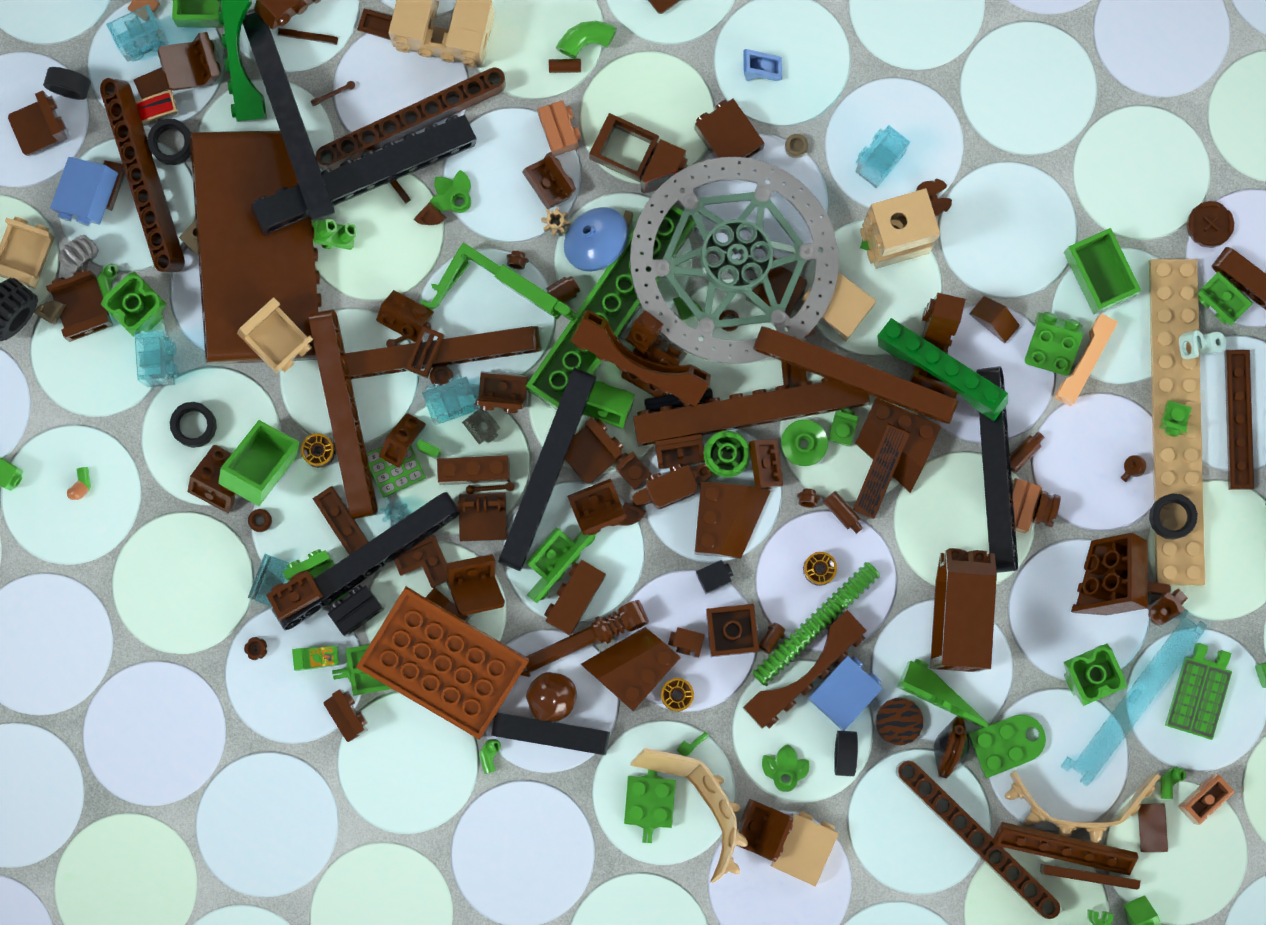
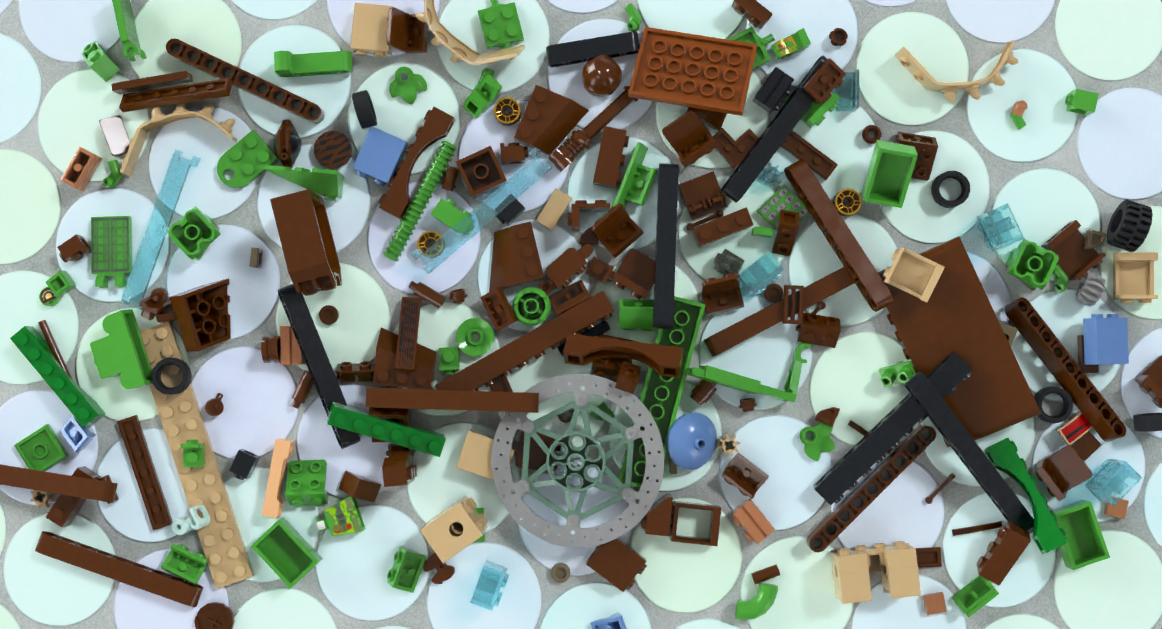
camera: 160 degrees right, 5 degrees up
(93, 537) = (950, 89): none -> tan piece
(642, 539) = (582, 206): none -> reddish brown bracket
(662, 560) = (554, 209): none -> tan tile
(700, 720) = (483, 97): none -> bright green brick
(745, 580) = (483, 213): none -> clear light blue piece
(783, 589) = (447, 213): none -> bright green brick
(888, 831) = (312, 64): none -> bright green beam
(945, 449) = (346, 371): none -> reddish brown hinge
(966, 528) = (329, 314): none -> reddish brown tile
(972, 207) = (406, 569): none -> bright green bracket
(1026, 288) = (342, 518): none -> torso
(1031, 623) = (256, 257): none -> dark tan tile
(1120, 388) = (244, 464): none -> black brick
(1222, 564) = (122, 351): none -> bright green brick
(1244, 707) = (74, 249): none -> reddish brown brick

